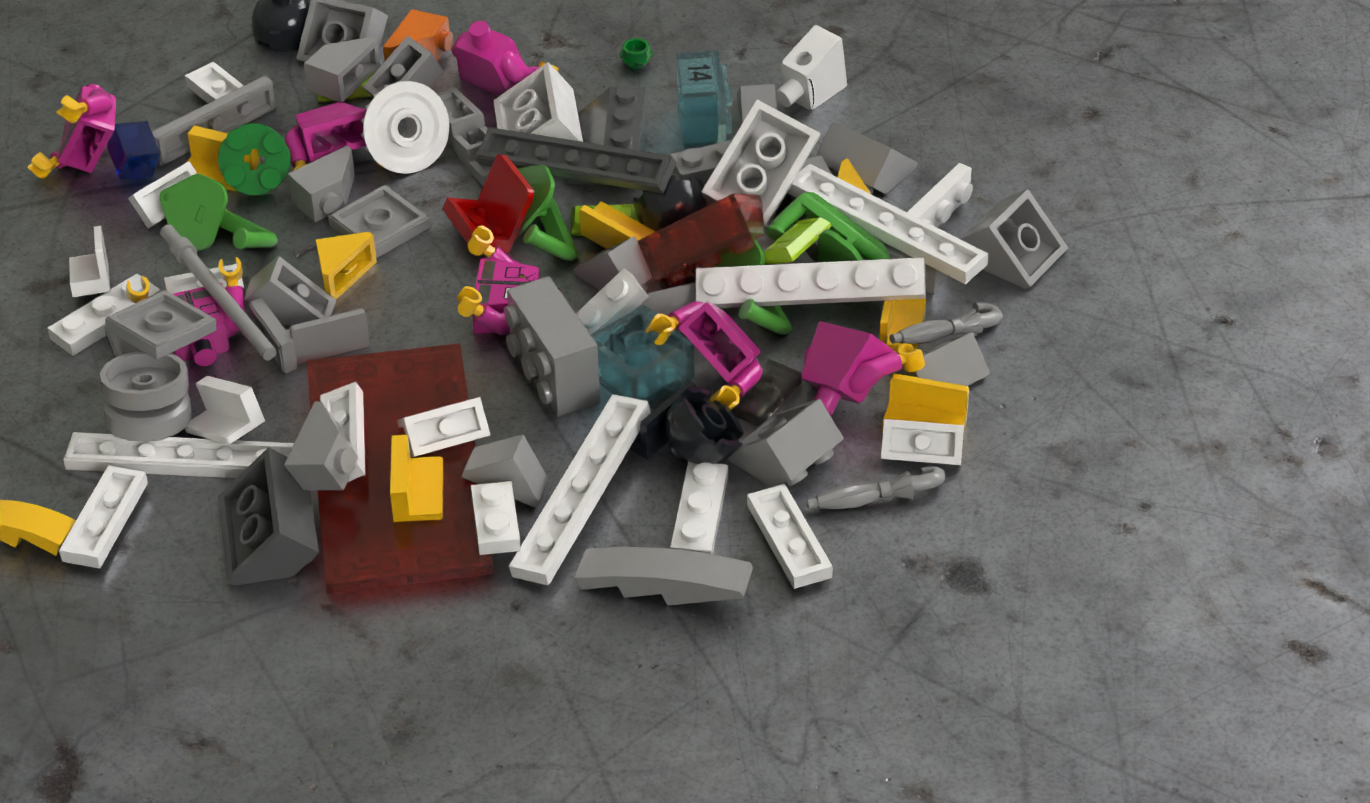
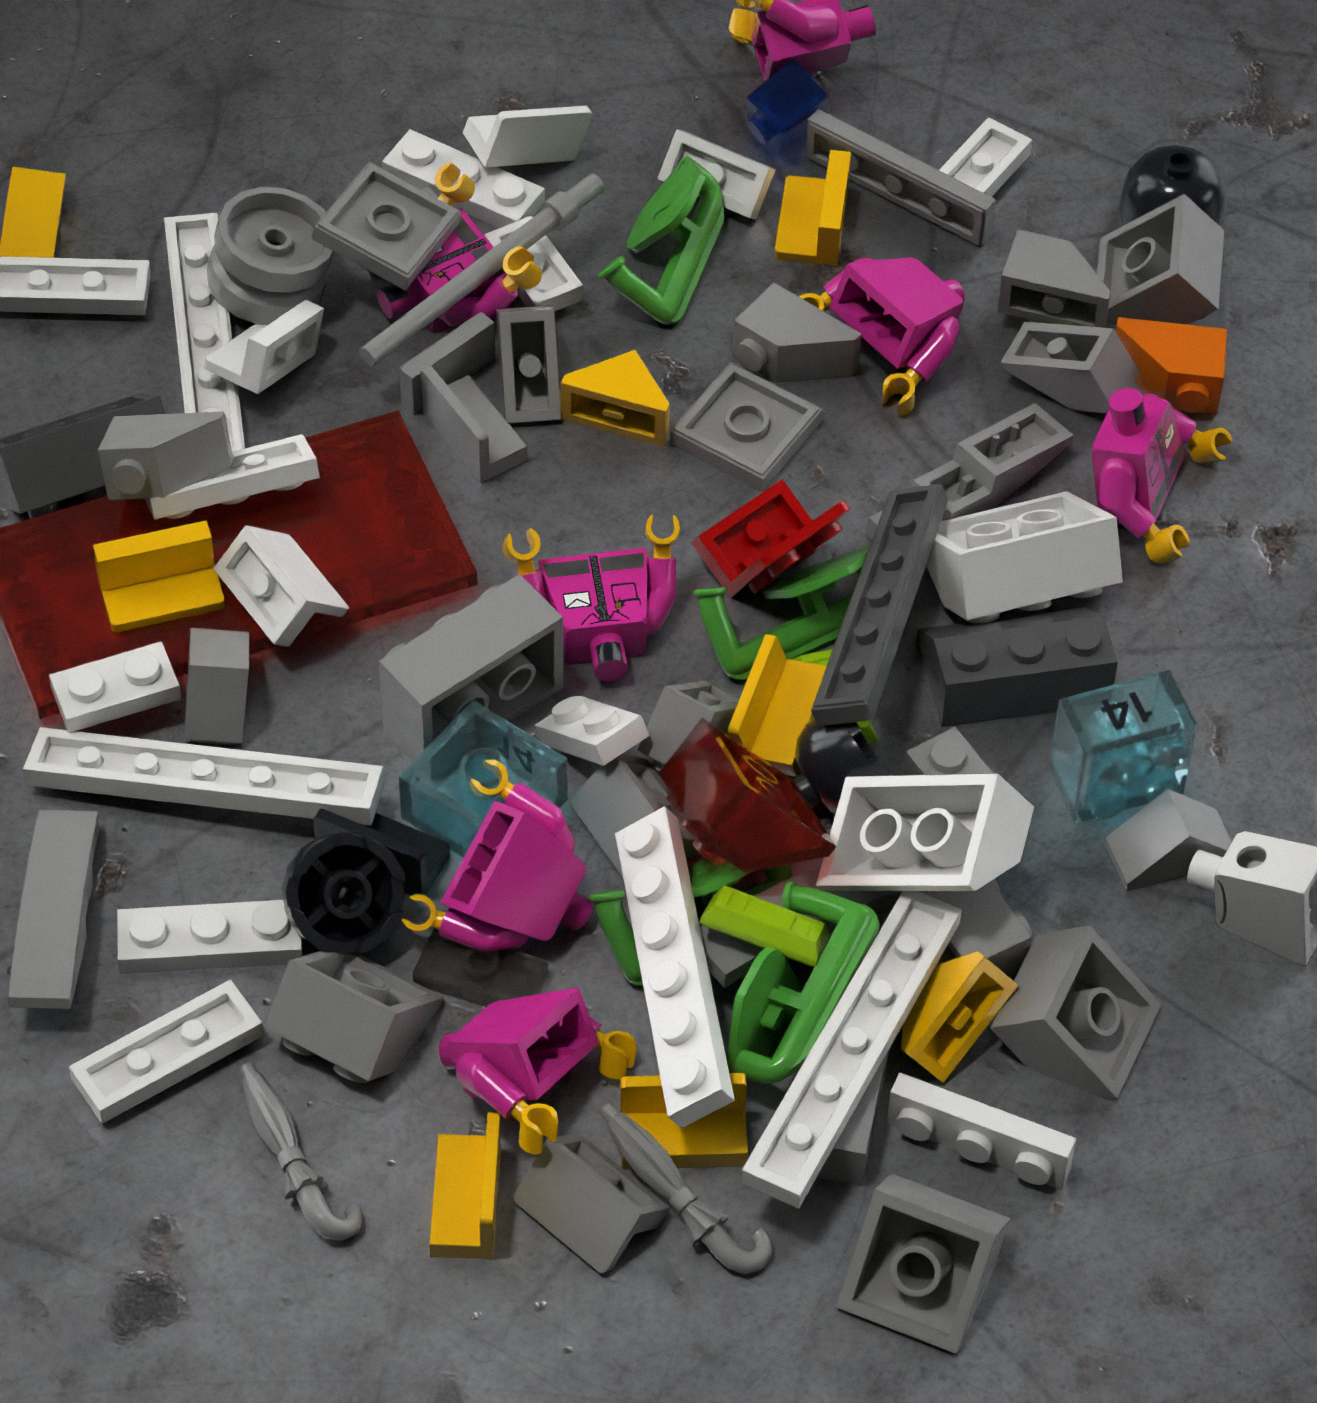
camera: 75 degrees right, 10 degrees up
(240, 143) = (778, 233): green plate -> none
(425, 128) = (894, 391): white gear -> none
(636, 52) = (1264, 639): green plate -> none
(922, 442) = (397, 1192): white plate -> none

